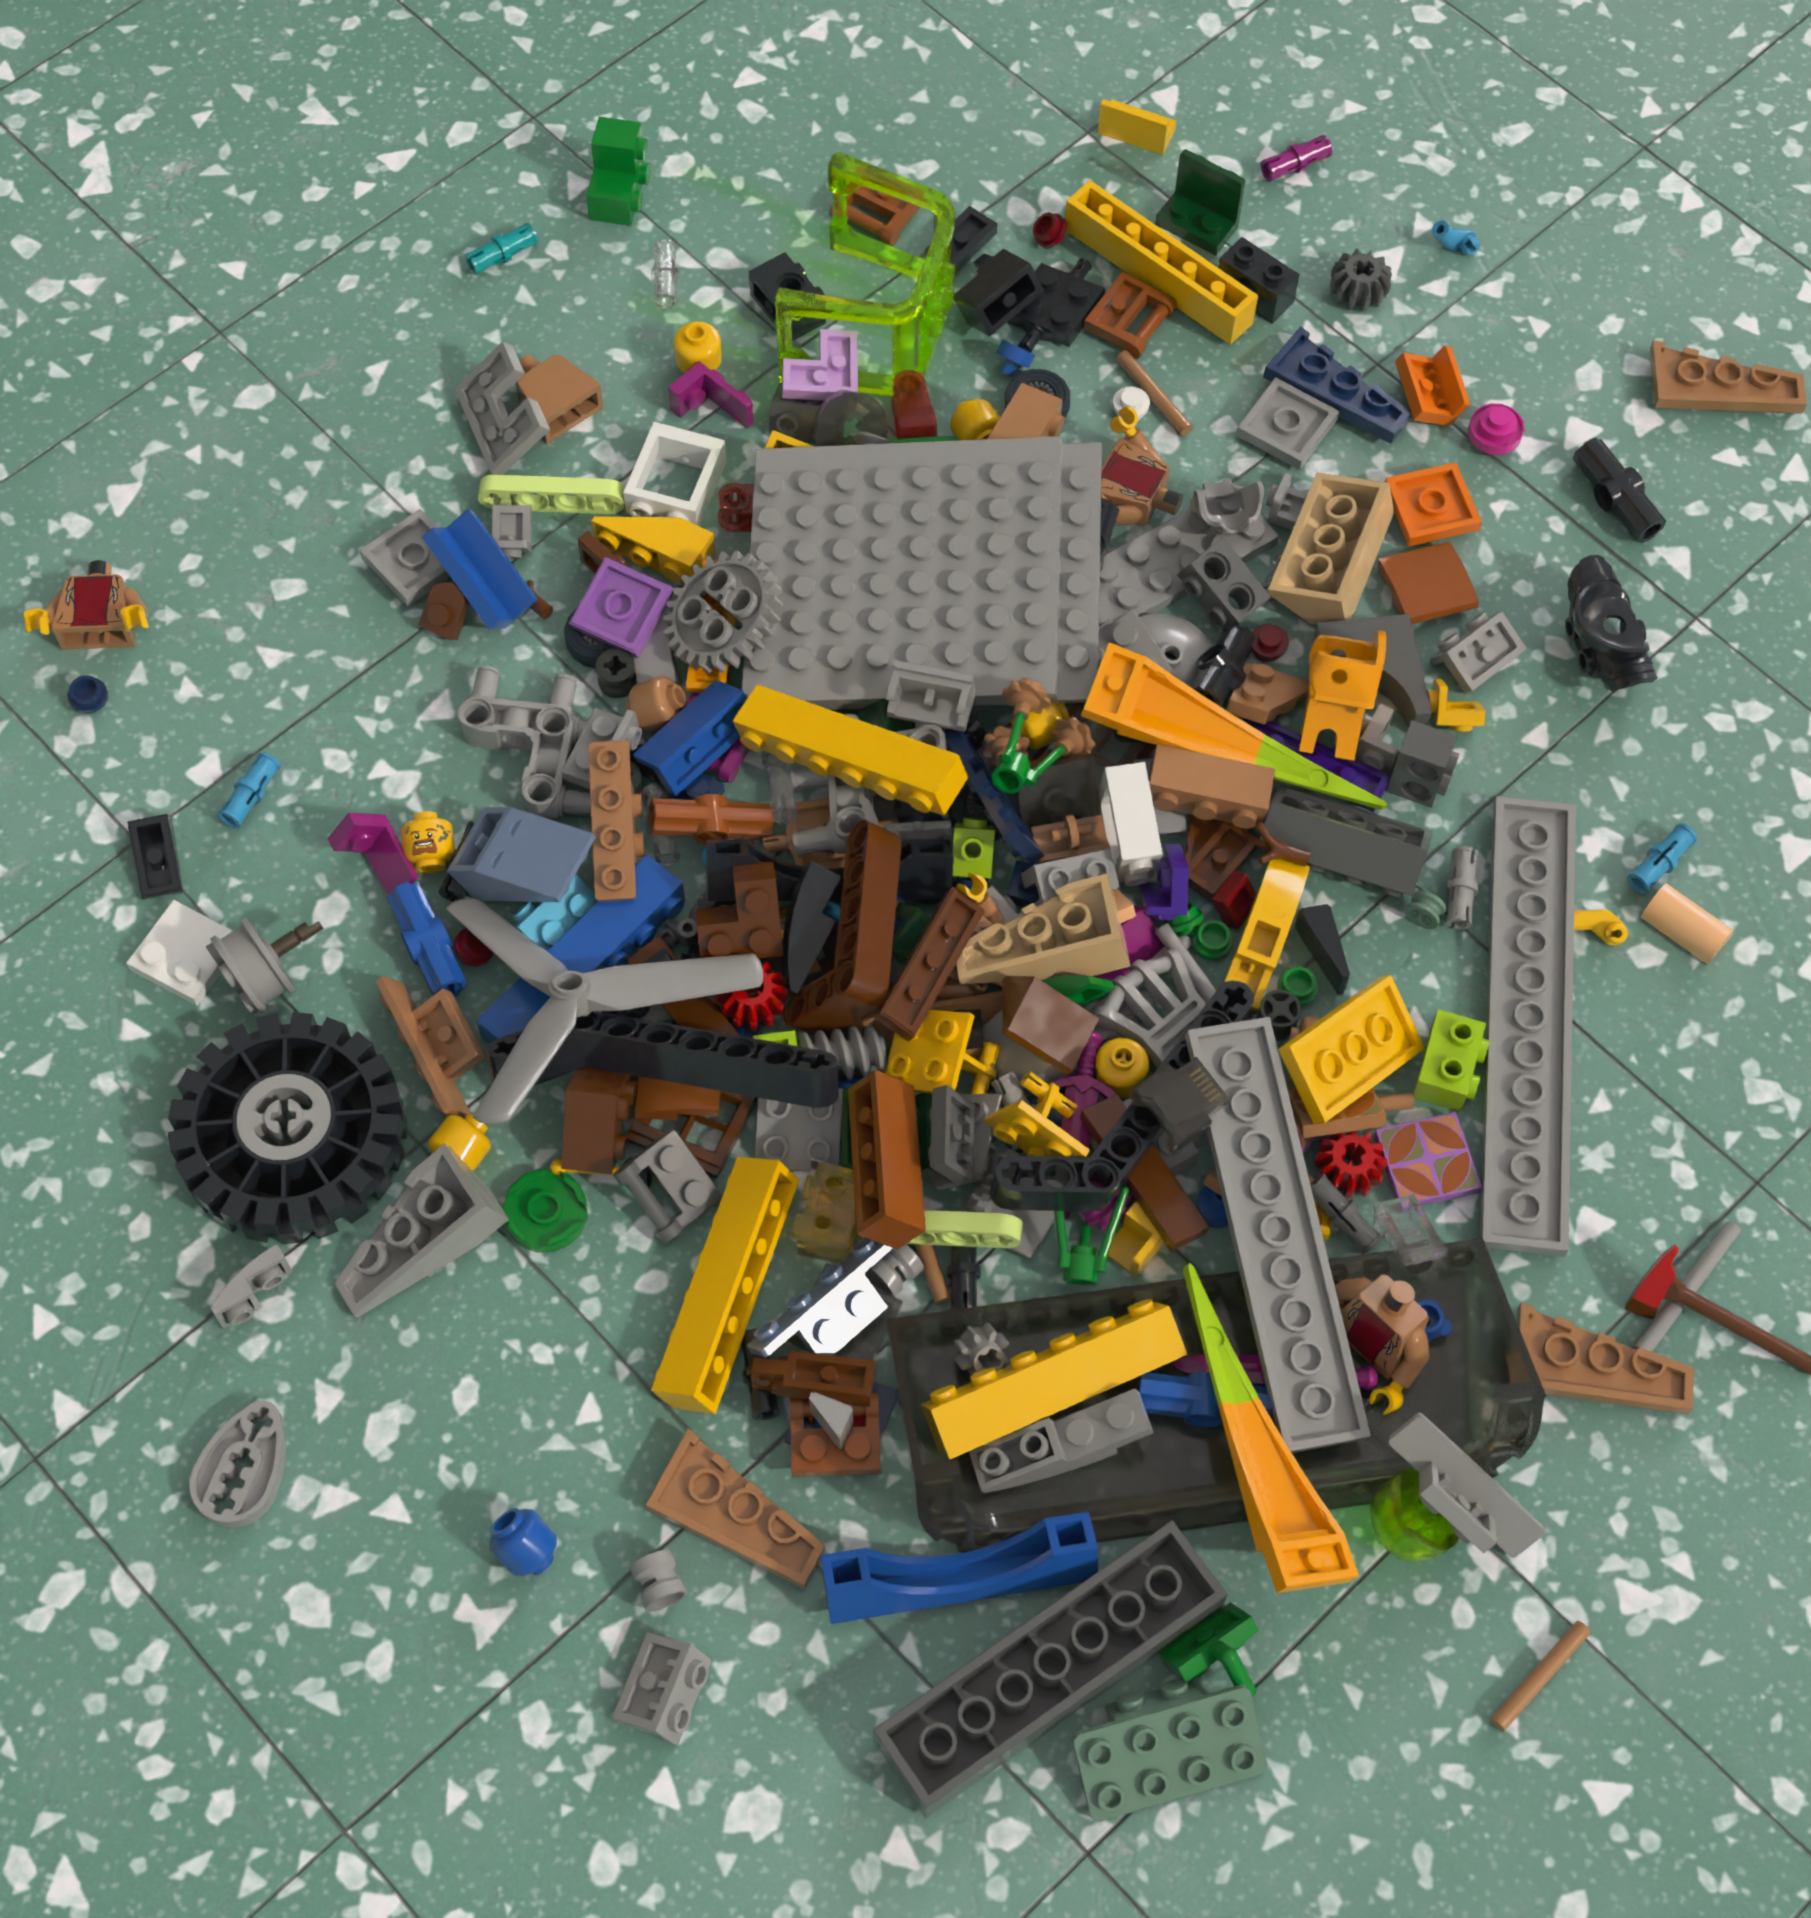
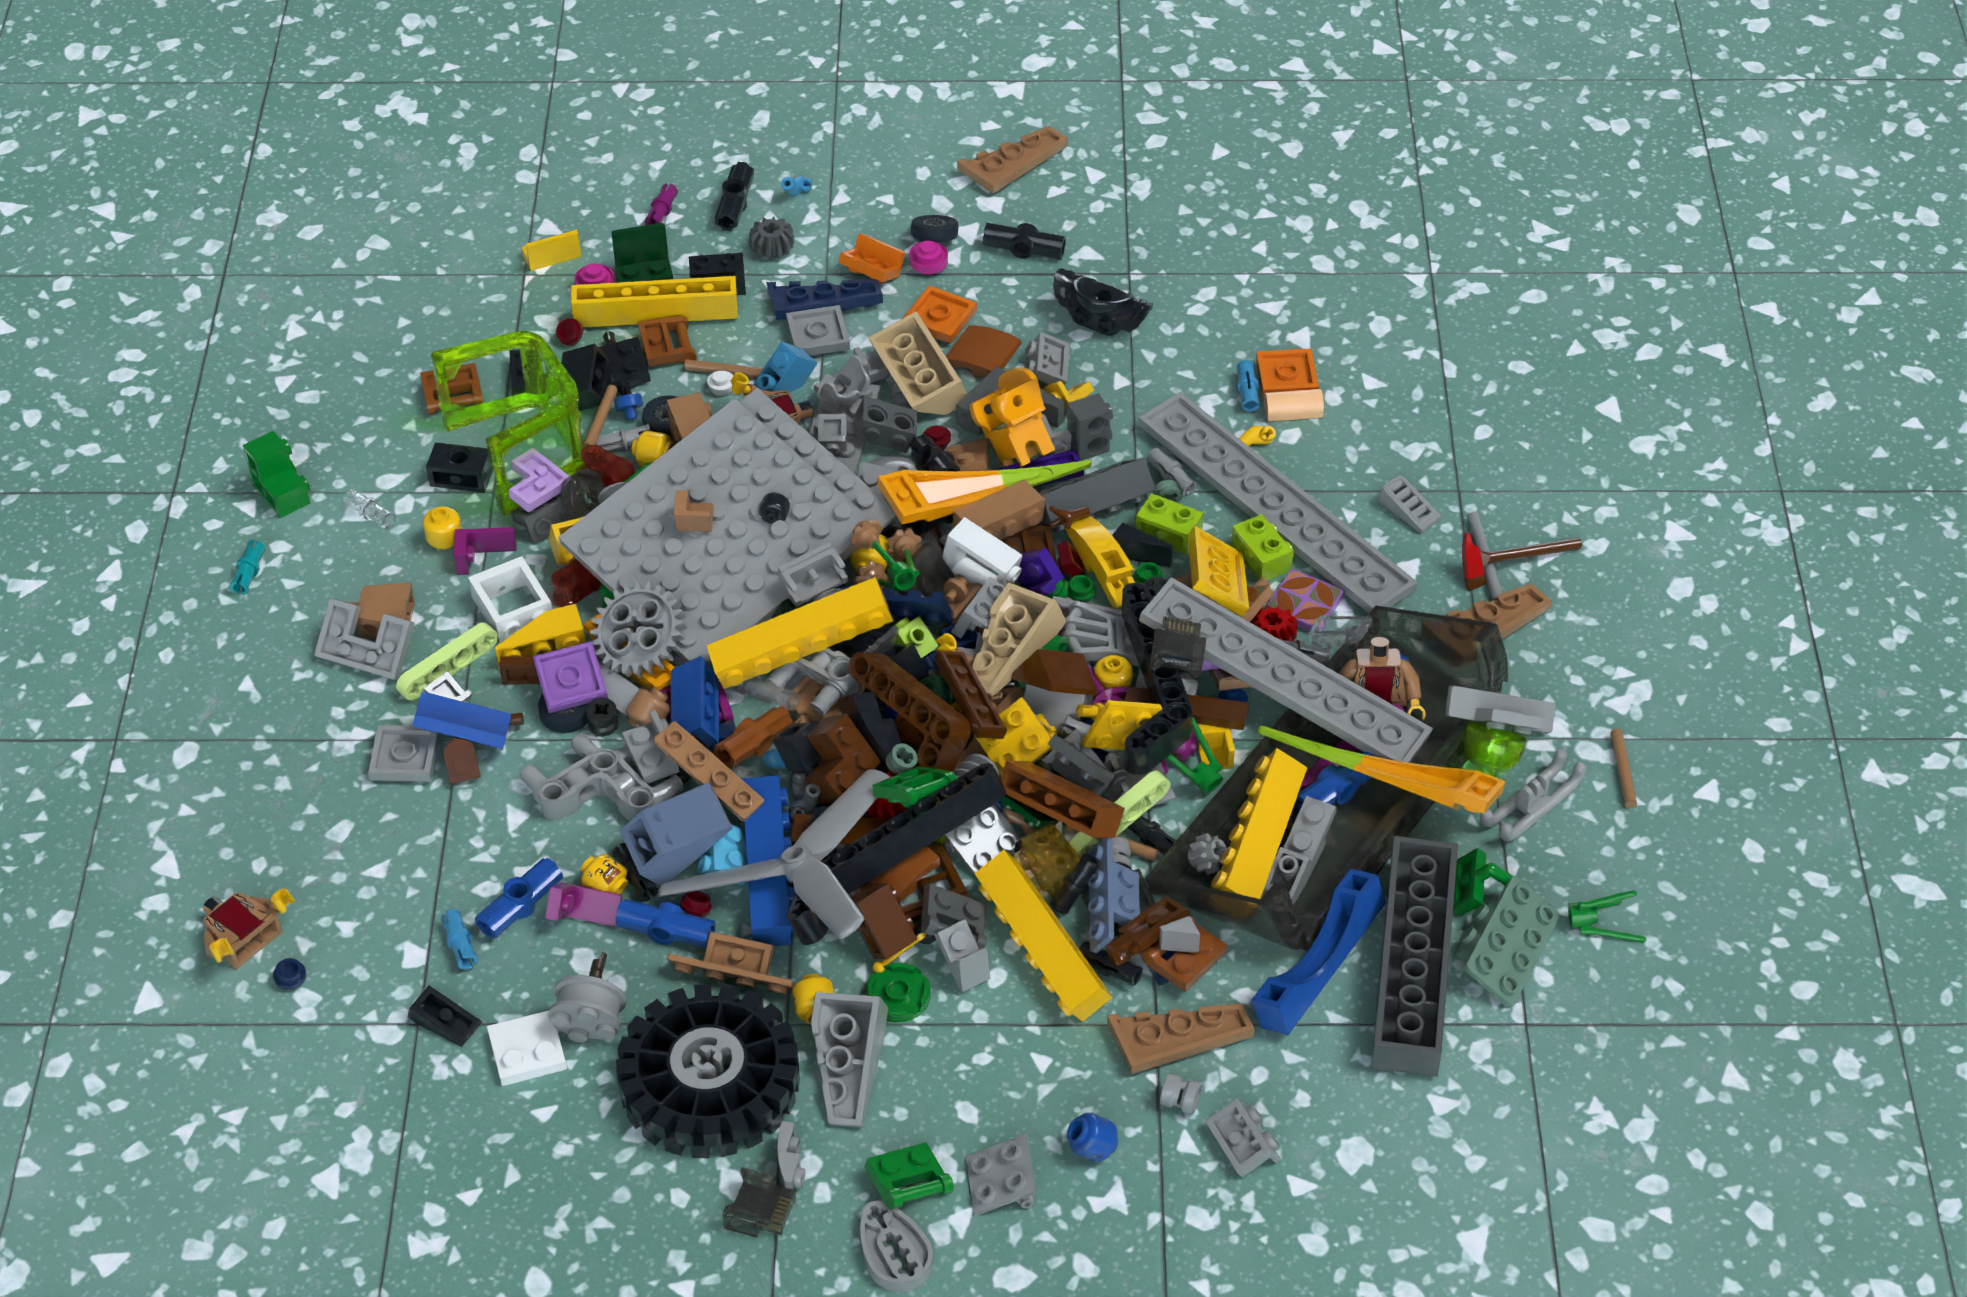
camera: 45 degrees left, 15 degrees down
(179, 1305) = (759, 1205): none -> clear smoke piece
(315, 795) = (518, 898): none -> blue piece
(333, 1397) = (904, 1168): none -> green plate
(407, 1495) = (1001, 1176): none -> light grey hinge
(629, 1232) = (966, 961): none -> light grey slope
(763, 1012) = (912, 785): none -> green plate
(806, 970) = (905, 753): none -> sand green bush
(813, 1260) = (1075, 883): none -> black pin
(886, 530) = (692, 515): none -> medium nougat panel
(966, 388) = (621, 439): none -> light grey axle
(967, 349) = (601, 416): none -> medium nougat bar
(973, 591) = (774, 507): none -> black piece
(1138, 189) = (594, 275): none -> dark pink plate
(1155, 551) = (832, 432): none -> light grey bracket
(1201, 442) = (786, 369): none -> dark azure slope
(1287, 1799) = (1584, 914): none -> green plant
(1378, 202) = (734, 196): none -> black piece
(1386, 943) = (1168, 521): none -> lime brick
(1394, 1617) = (1533, 799): none -> light grey piece
(1538, 400) = (934, 228): none -> black bush
(1680, 1126) = (1401, 489): none -> light grey slope
(1724, 878) = (1286, 370): none -> orange plate

